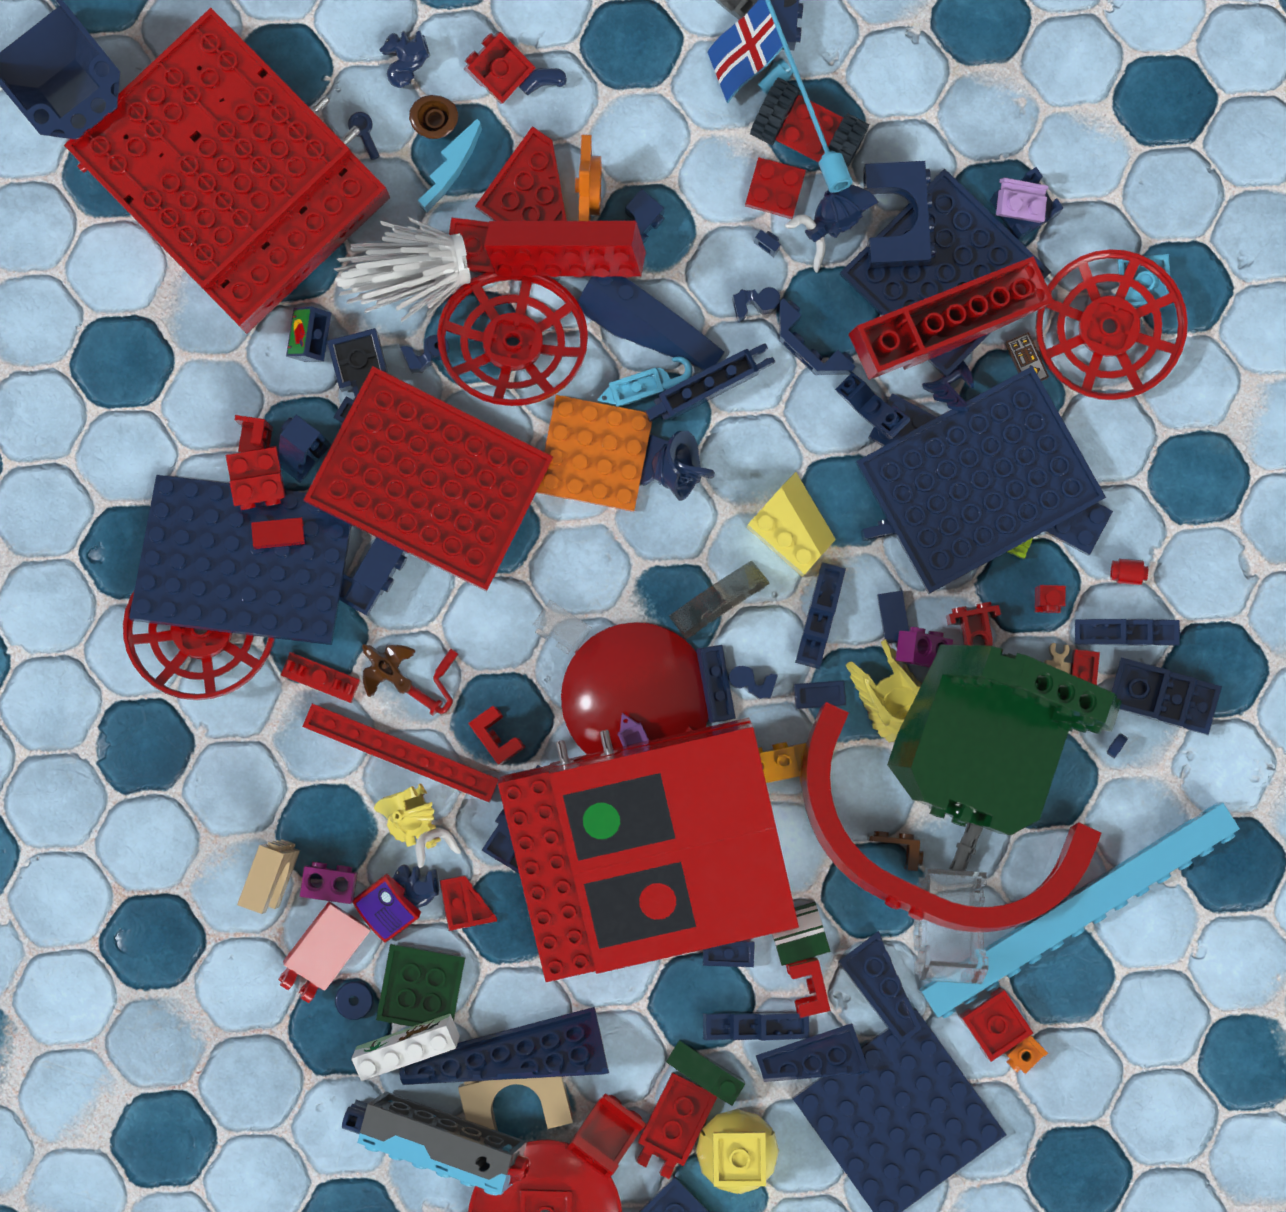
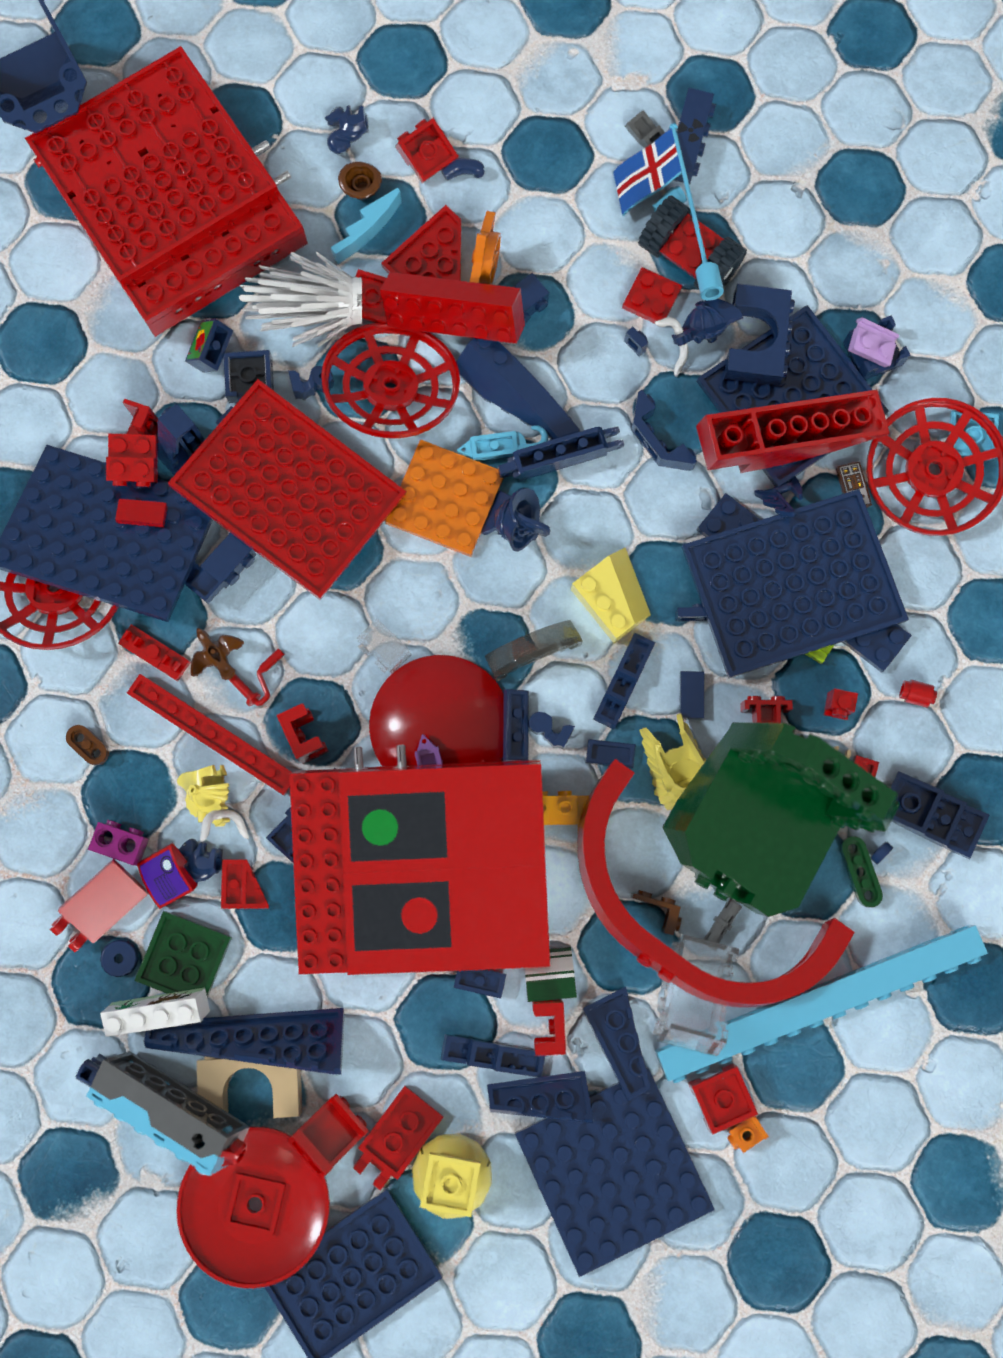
camera: 10 degrees right, 5 degrees down
(269, 876) = (59, 822): tan arch -> none
(274, 787) = (88, 745): none -> reddish brown plate
(364, 123) = (296, 183): dark blue plate -> none
(706, 1072) = (437, 1092): dark green slope -> none
(764, 302) = (624, 391): dark blue leg -> none
(869, 406) = (704, 502): dark blue slope -> none
(919, 648) = (710, 724): magenta brick -> none
(1107, 777) = (869, 879): none -> dark green plate
(1127, 632) = (907, 748): dark blue slope -> none

